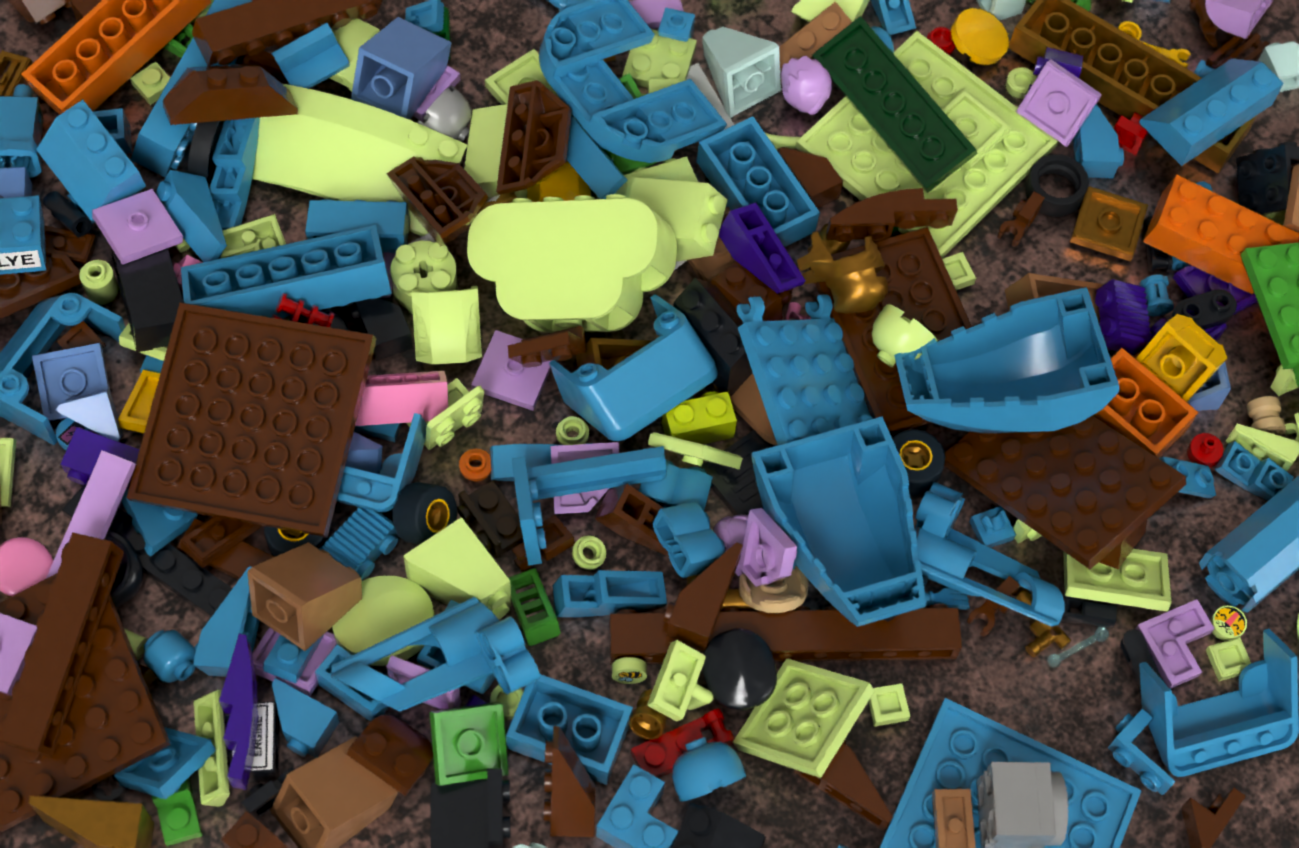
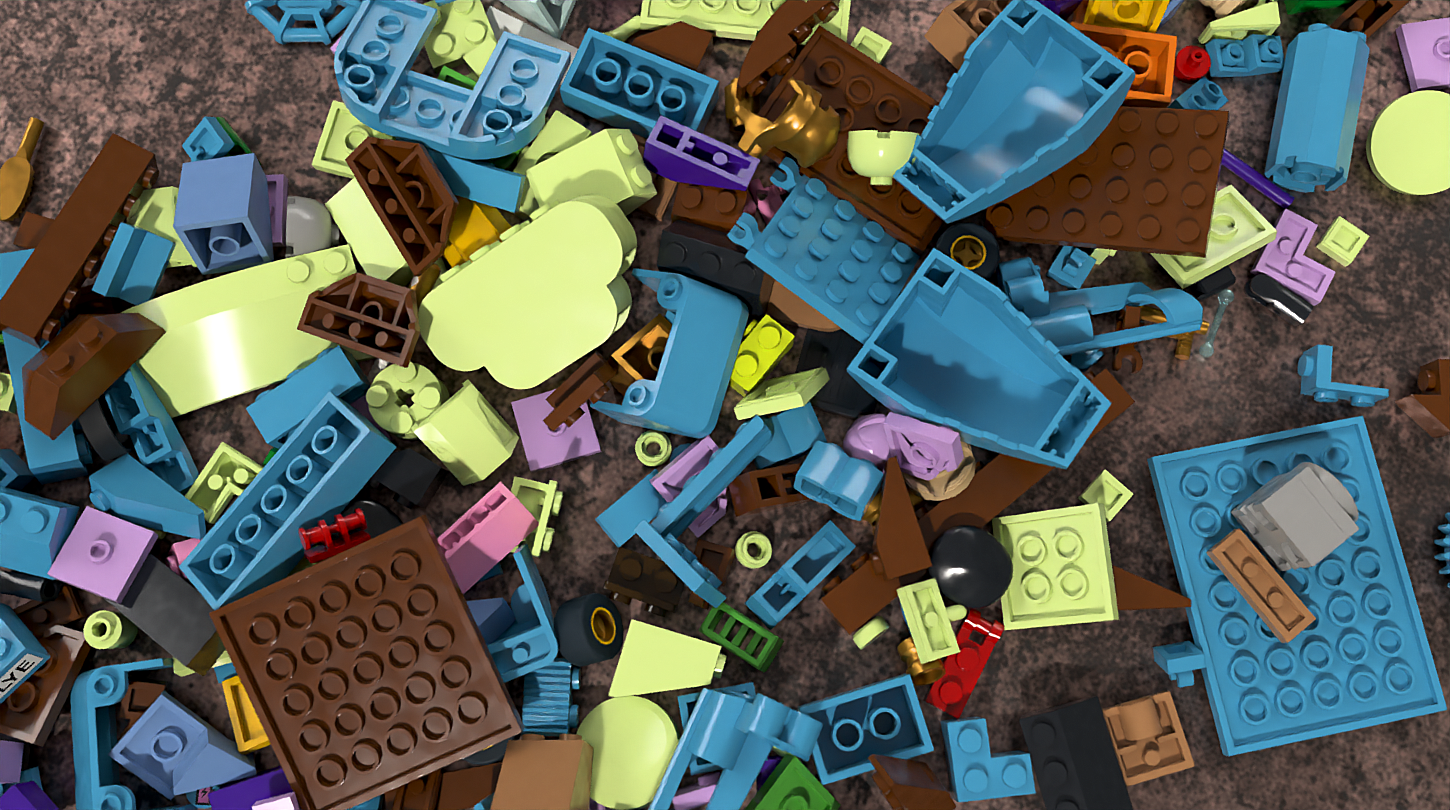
camera: 30 degrees left, 15 degrees up
(475, 473) = (597, 553): orange plate -> none
(705, 768) = (1011, 679): dark azure cylinder -> none
(1189, 557) = (1256, 180): none -> dark purple bar
(1228, 623) = (1320, 209): tile -> none
(1231, 725) = (1389, 295): dark azure windscreen -> none

